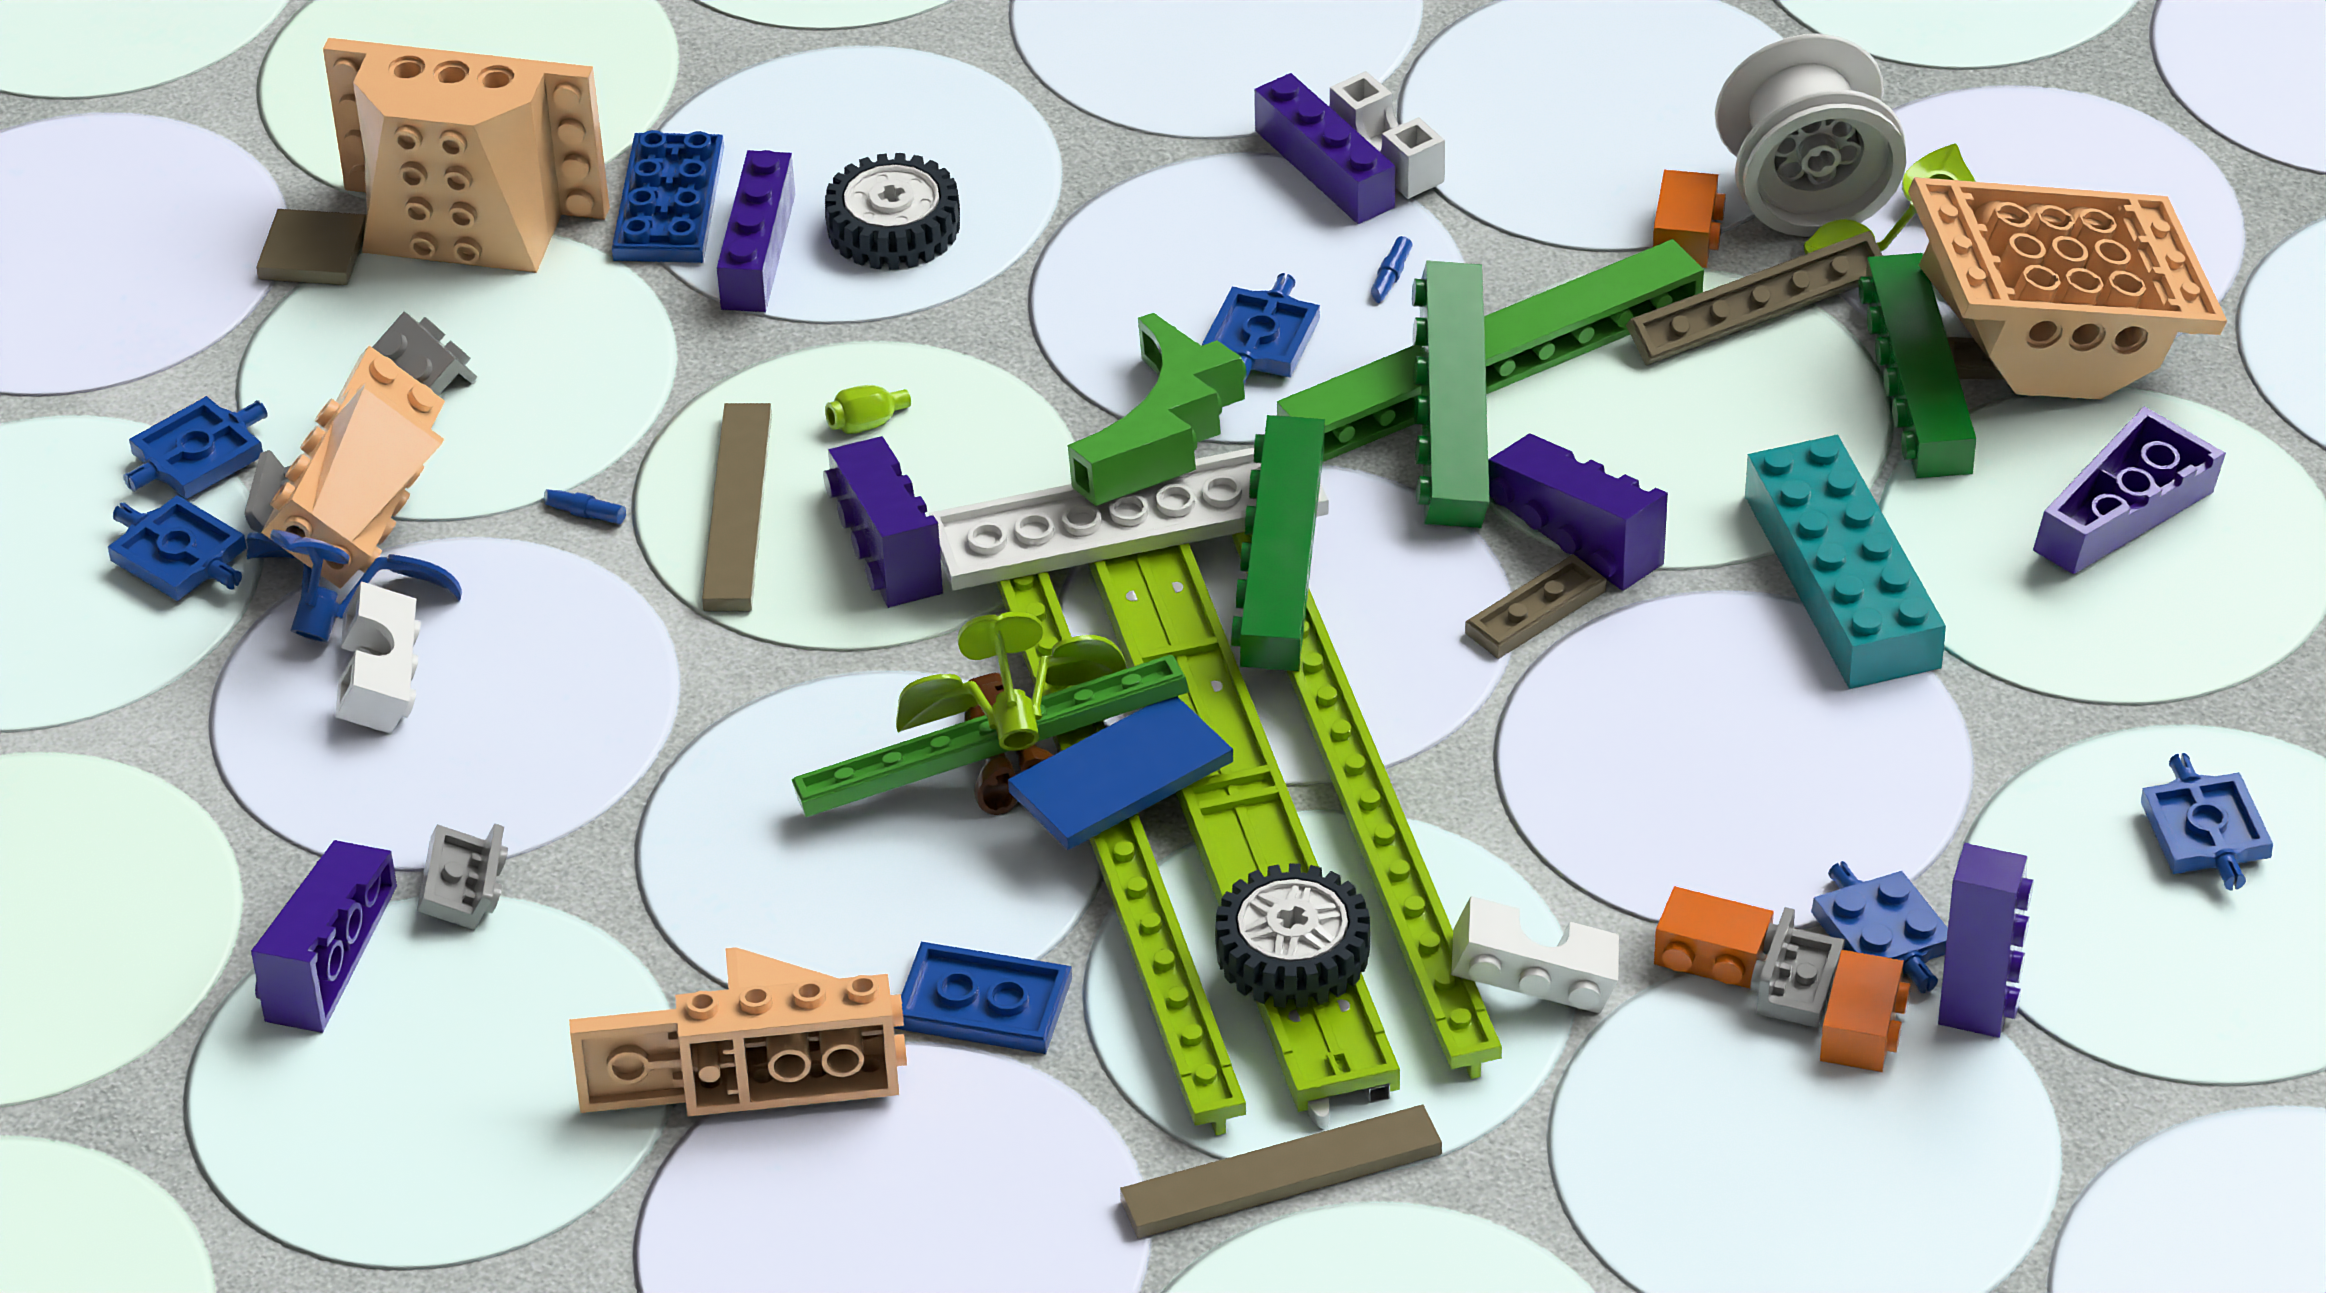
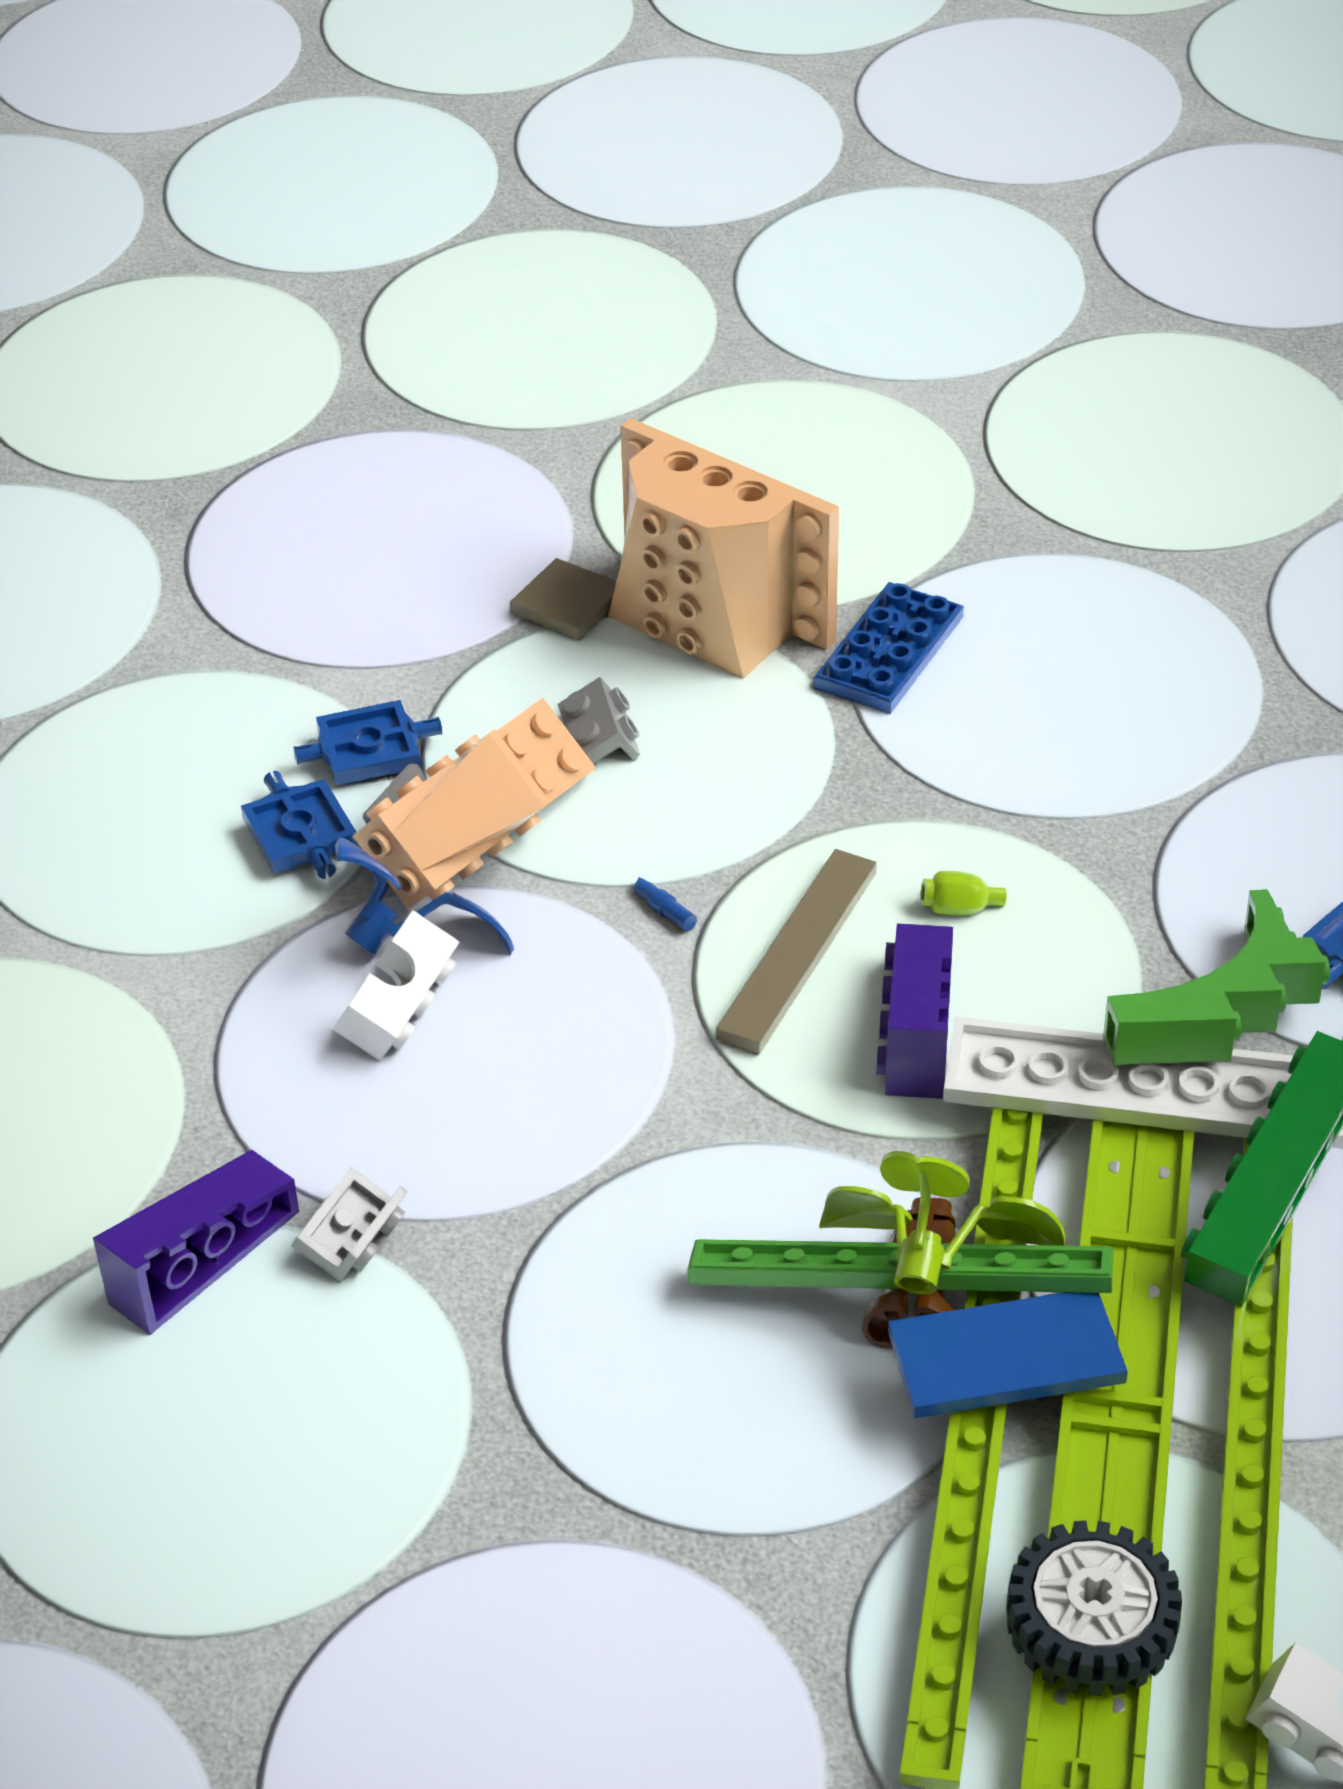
camera: 25 degrees right, 0 degrees up
(756, 231) = (944, 700): dark purple brick -> none
(760, 1044) = (524, 1511): light nougat wedge -> none
(892, 211) = (1077, 719): black wheel -> none
(984, 997) = (765, 1544): blue tile -> none

